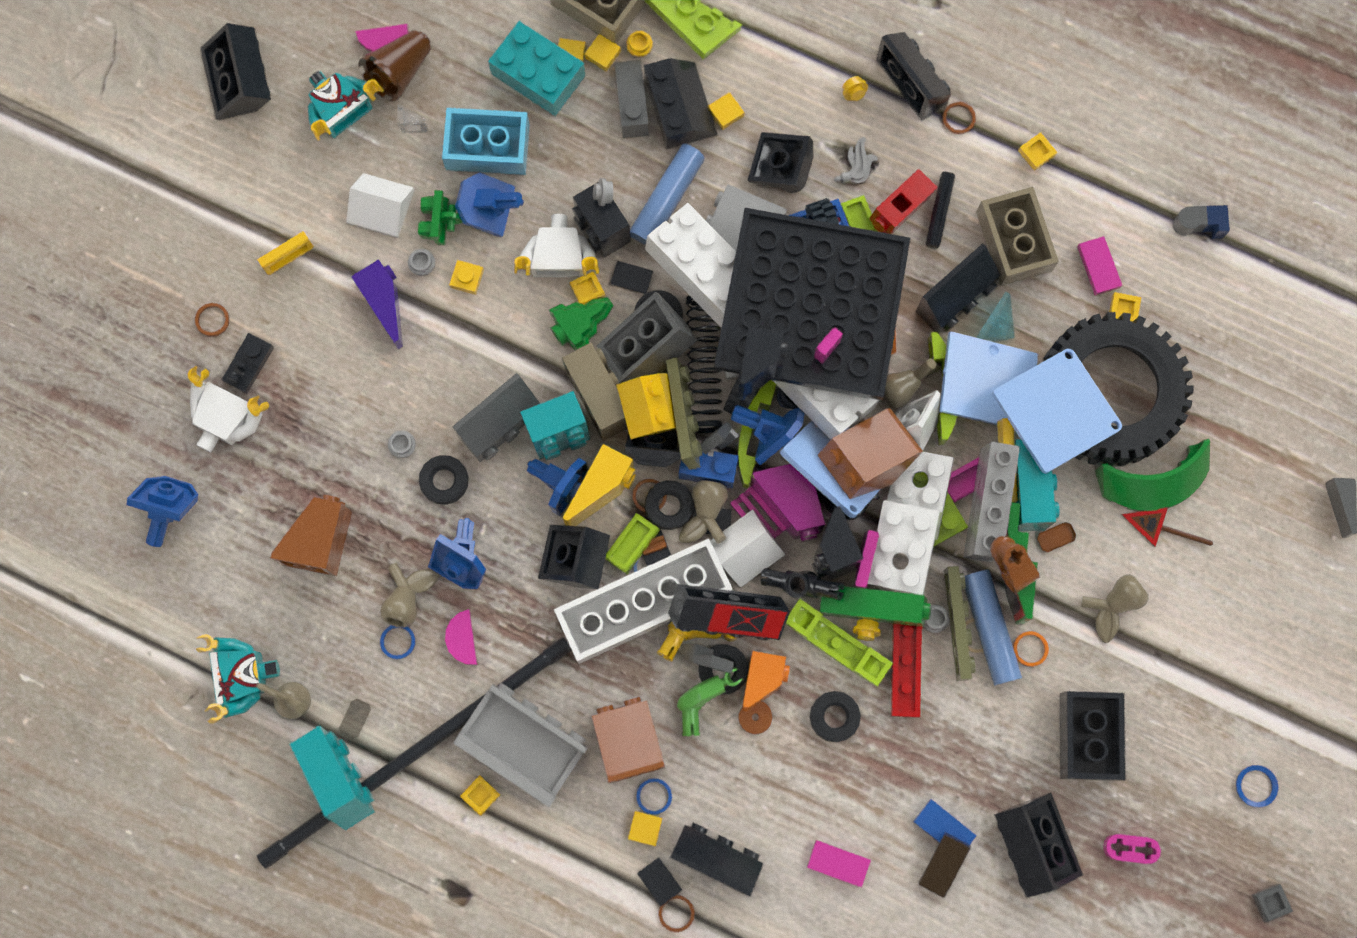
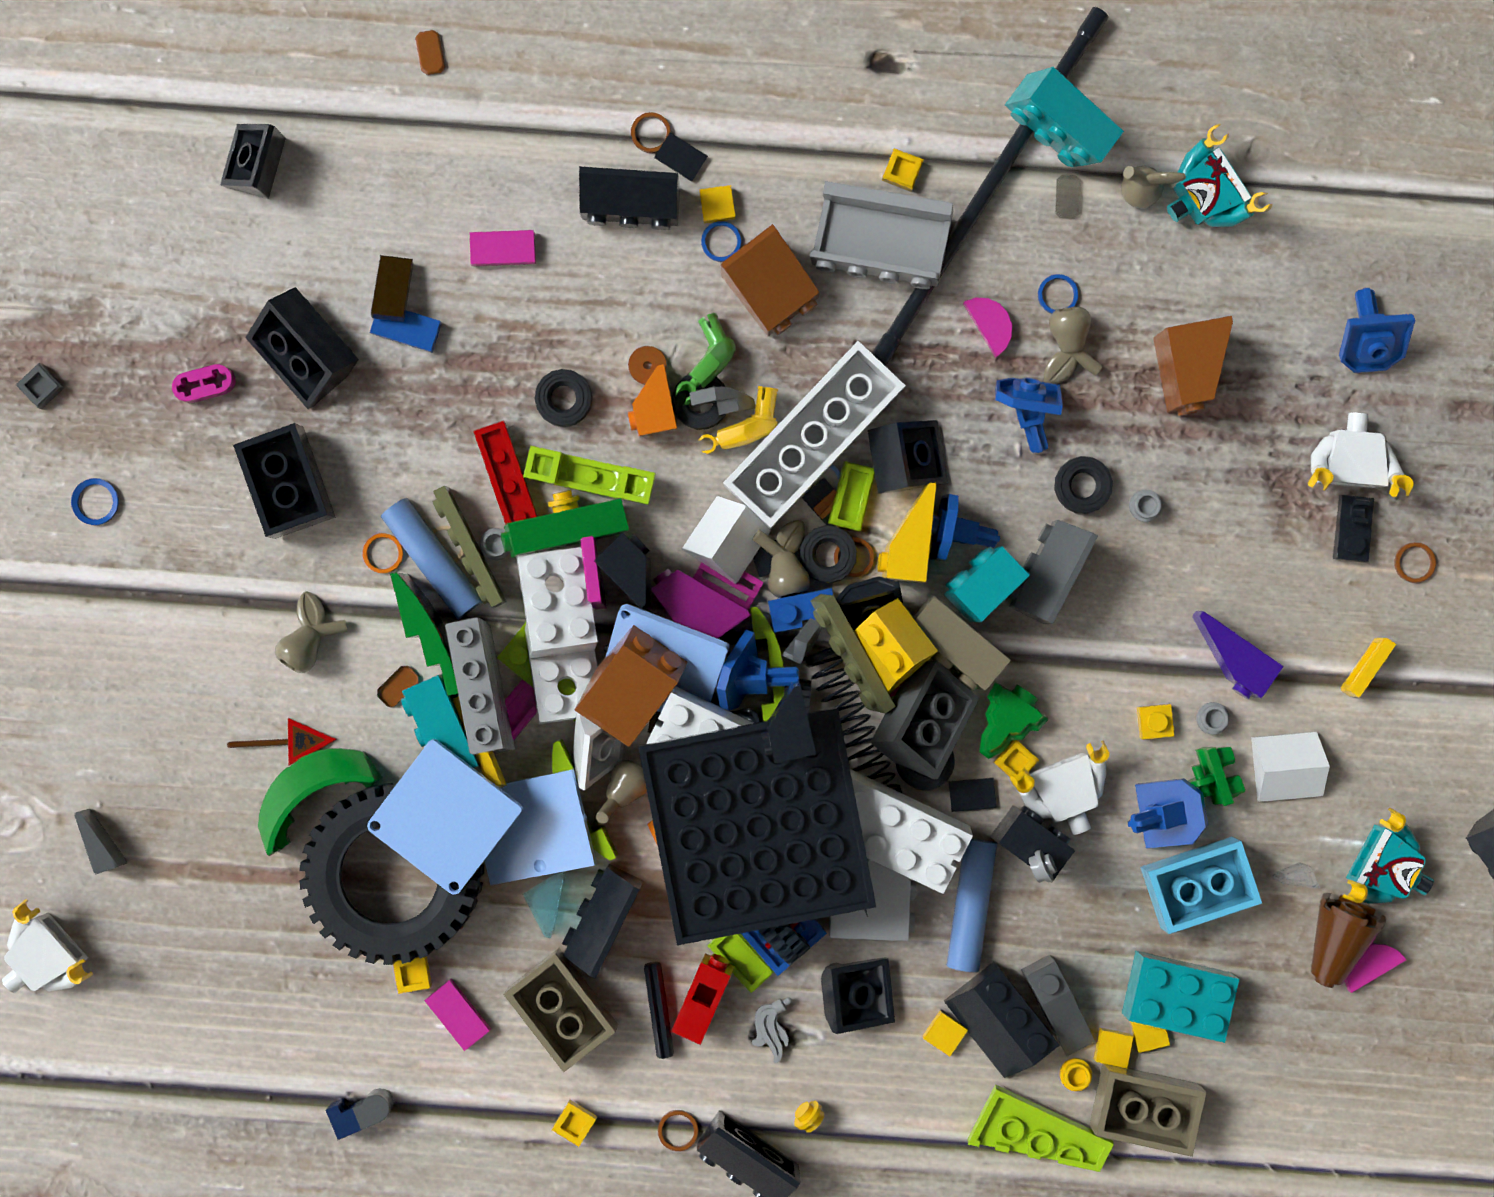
camera: 160 degrees right, 10 degrees up
(728, 612) = (717, 455): black brick -> none
(814, 584) = (639, 525): black pin -> none
(828, 344) = (721, 778): dark pink tile -> none
(1013, 563) = (431, 622): dark orange piece -> none

